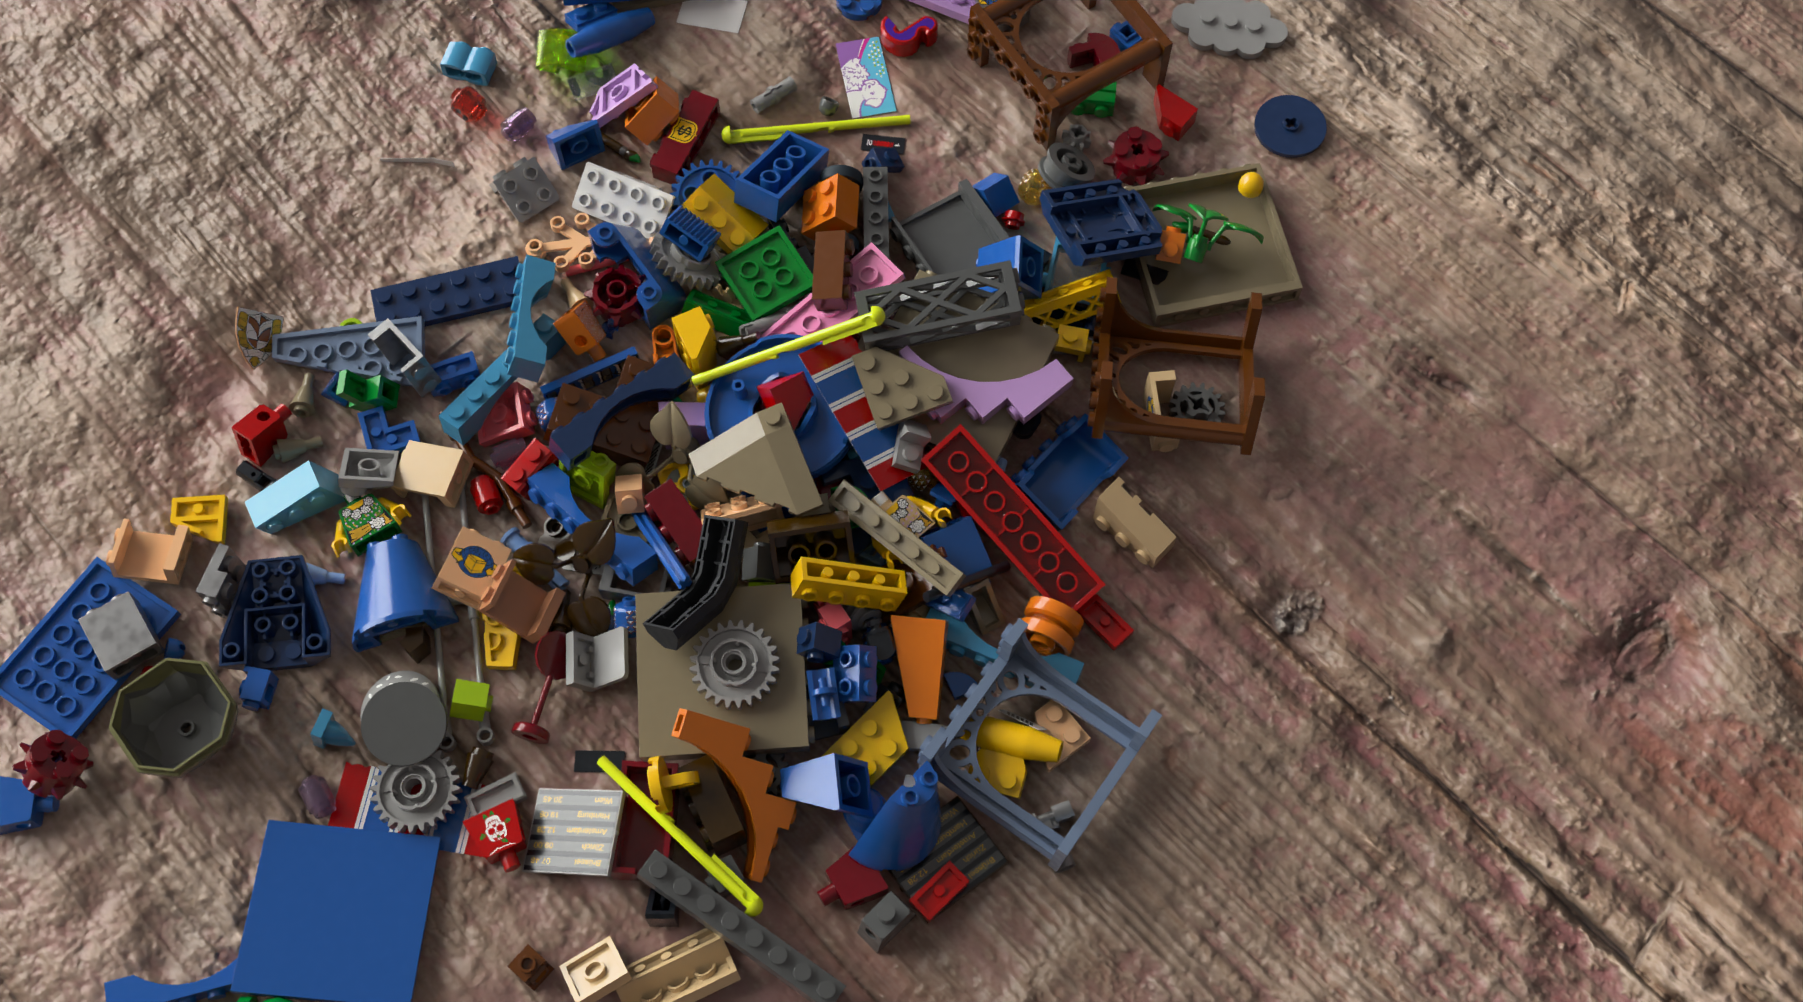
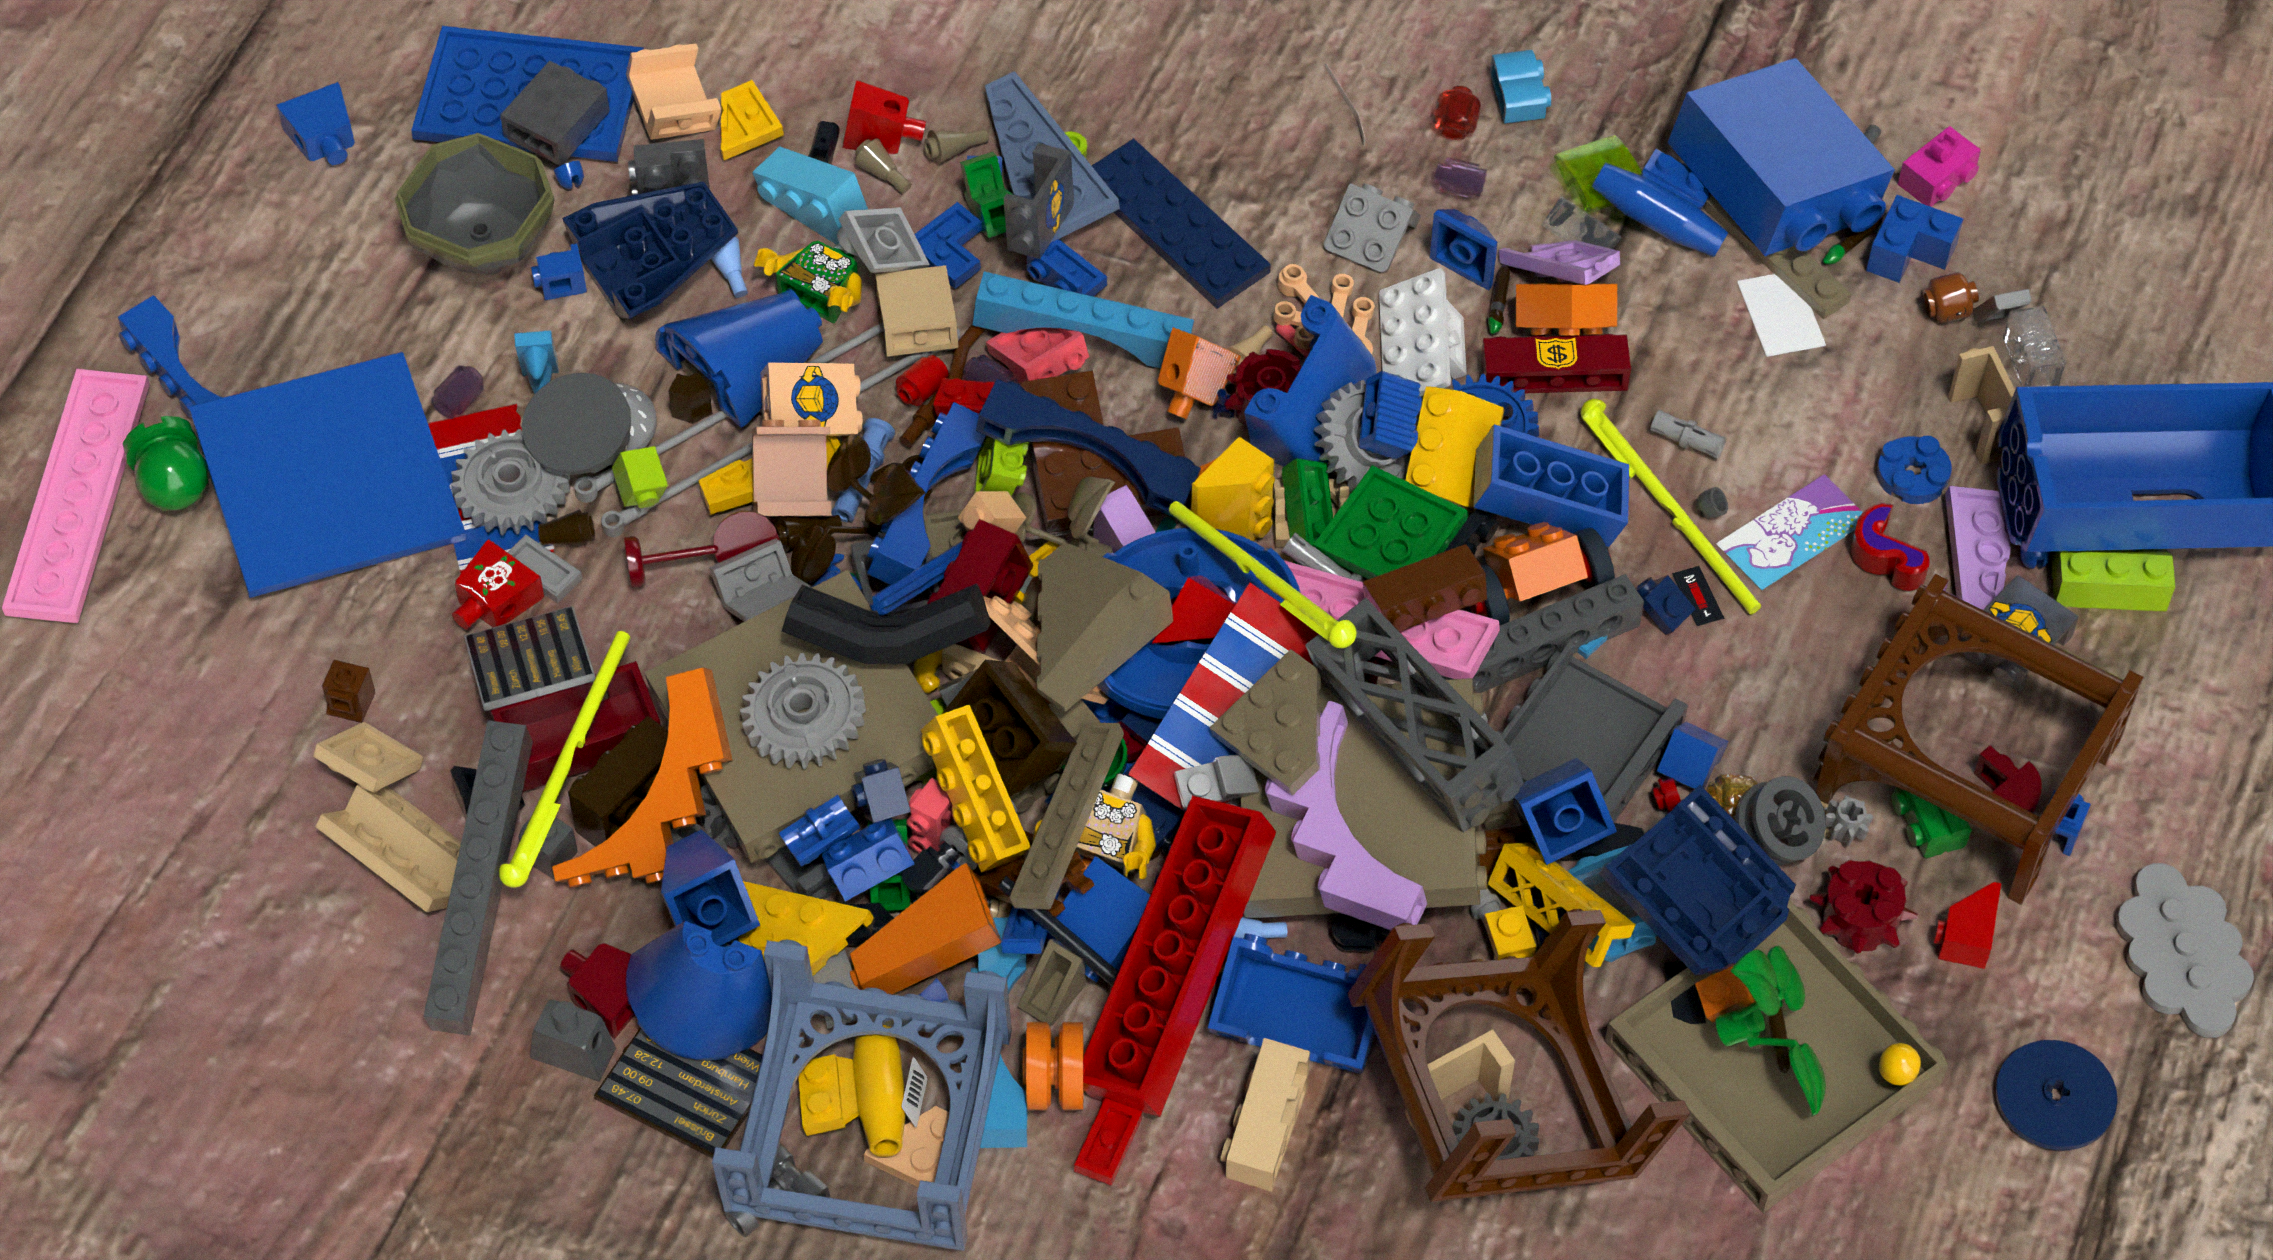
camera: 65 degrees right, 10 degrees down
(53, 764) = (374, 128): dark red brick -> none
(255, 333) = (1003, 50): shield -> none
(527, 351) = (1233, 293): dark azure arch -> none
(587, 760) = (640, 650): black sticker -> none
(591, 375) = (1143, 413): blue tile -> none
(662, 783) = (614, 703): yellow tile -> none
(730, 345) = (1265, 534): dark brown cone -> none
(939, 891) = (635, 1085): red plate -> none

